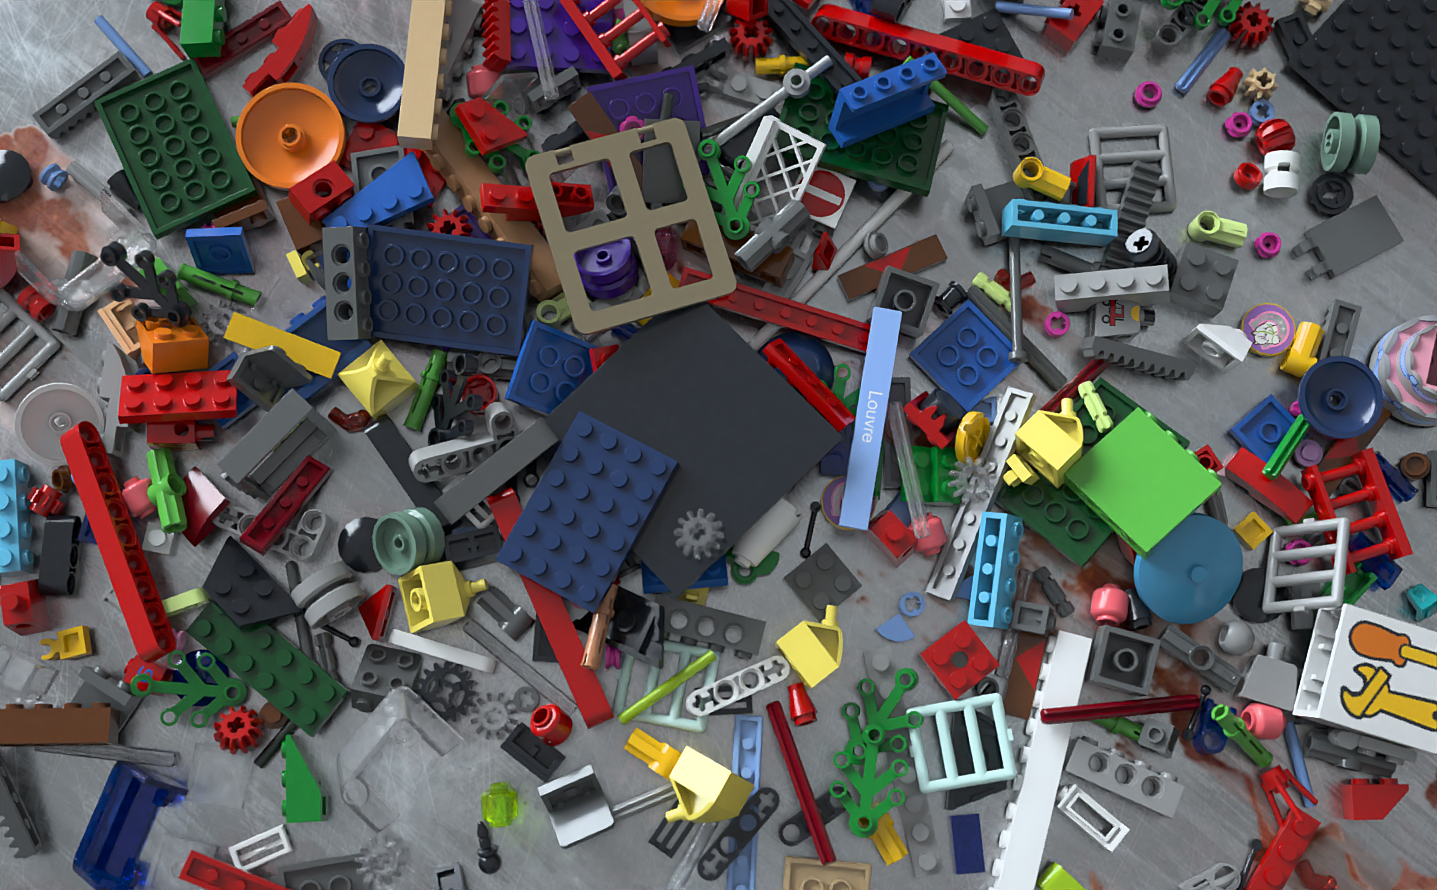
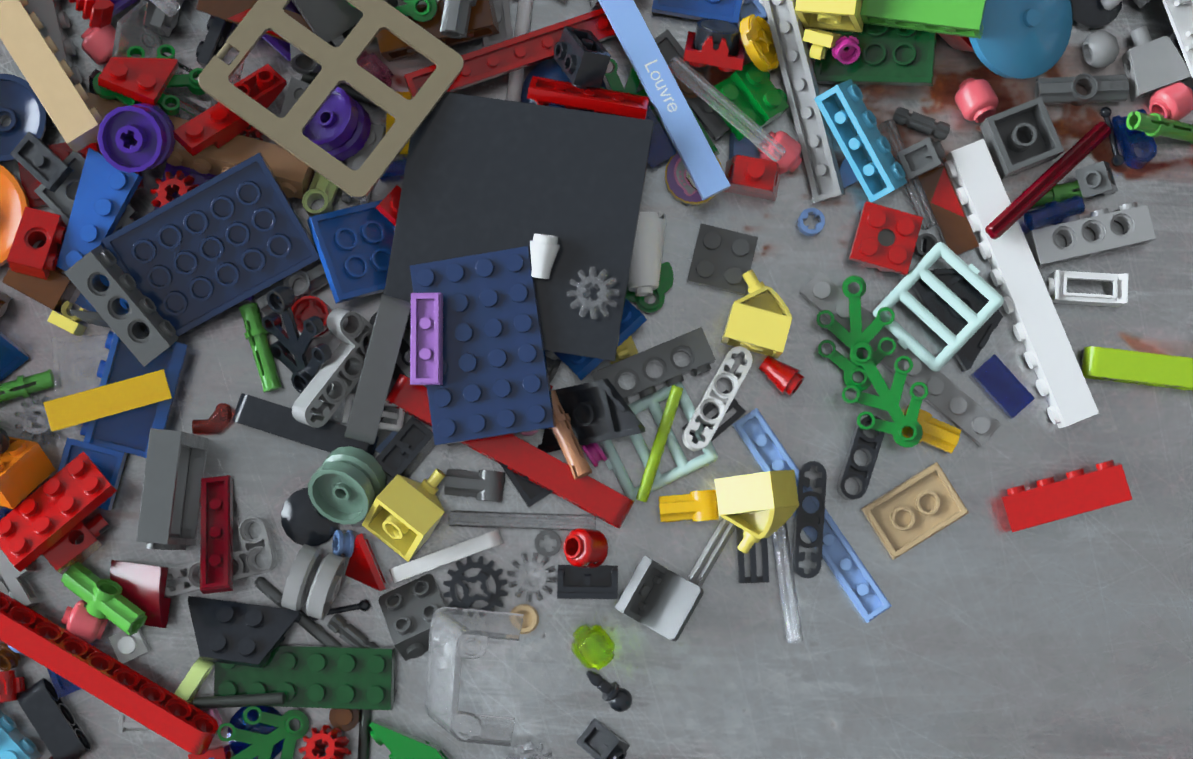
camera: 30 degrees left, 5 degrees up
(205, 643) = (240, 700): none -> pearl dark grey bar
(266, 375) = (113, 435): dark grey bracket -> none
(371, 136) = (41, 162): none -> black plate
(373, 582) = (343, 543): none -> medium blue bush
(378, 380) = (213, 369): light yellow piece -> none
(451, 168) = (136, 137): none -> dark purple wheel
(469, 745) = (530, 618): none -> tan tile
(549, 475) = (426, 339): none -> medium lavender tile
(684, 476) = (543, 253): none -> white cone
(801, 783) = (831, 438): dark red axle -> none
(815, 507) = (668, 201): black hinge -> none
(827, 351) = (582, 58): none -> black brick
(895, 630) = (813, 253): medium blue tile -> none
(980, 488) = (795, 86): clear gear -> none
(1033, 498) = (849, 55): none -> dark pink plate
(1106, 737) = (1054, 212): none -> clear blue pin
(1138, 614) = (1005, 88): black cone -> none

